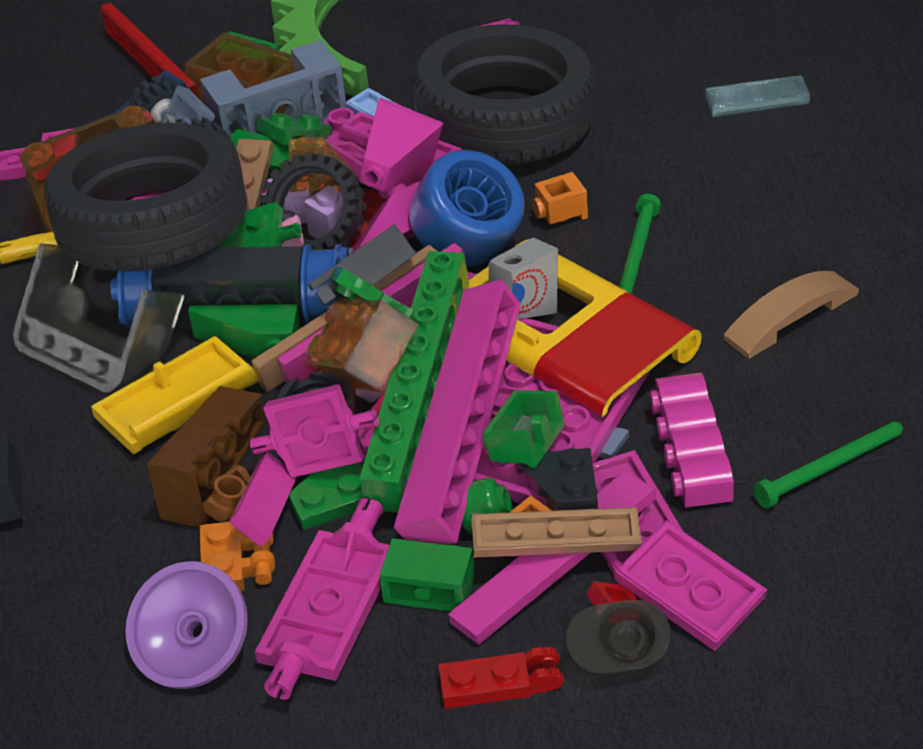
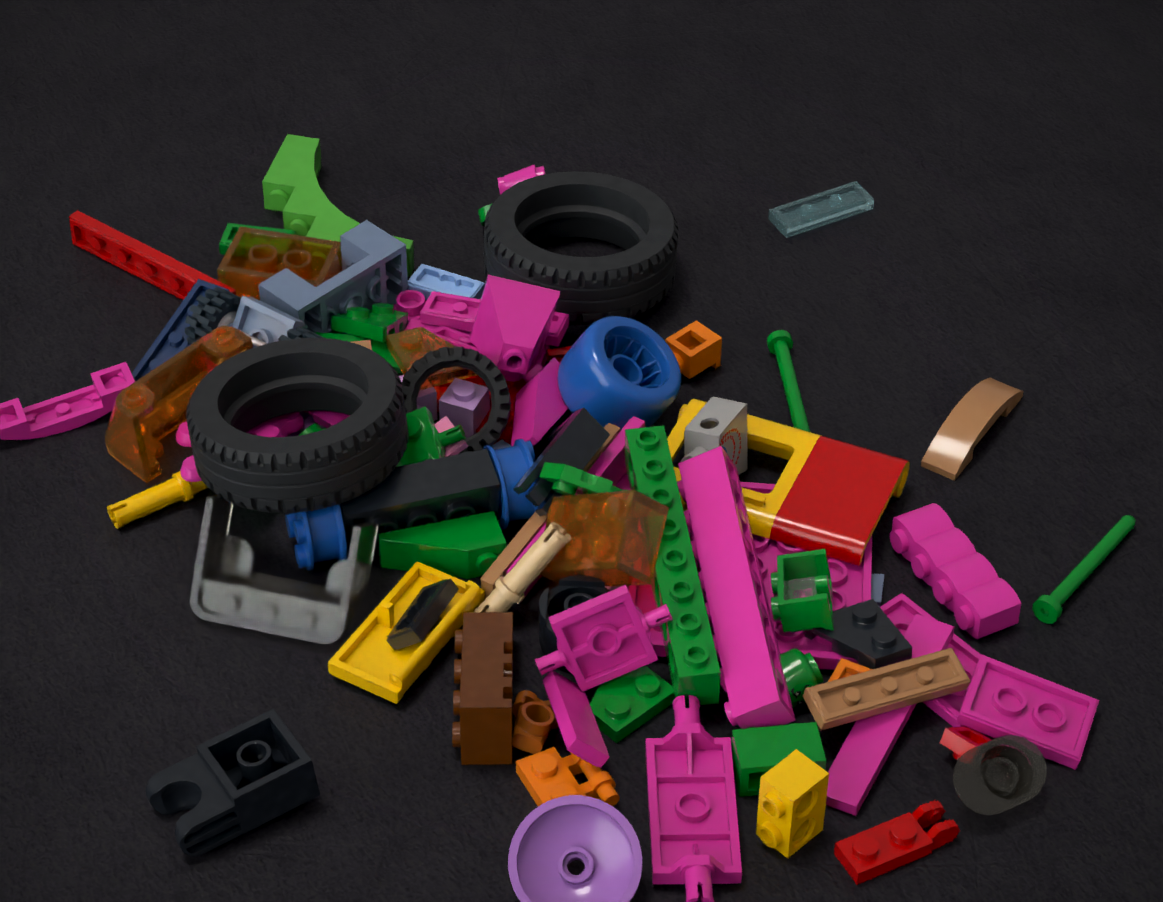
camera: 25 degrees left, 0 degrees up
(188, 381) = (422, 614): none -> black plate
(273, 373) = (512, 586): none -> tan pin
(405, 617) = (791, 803): none -> yellow brick

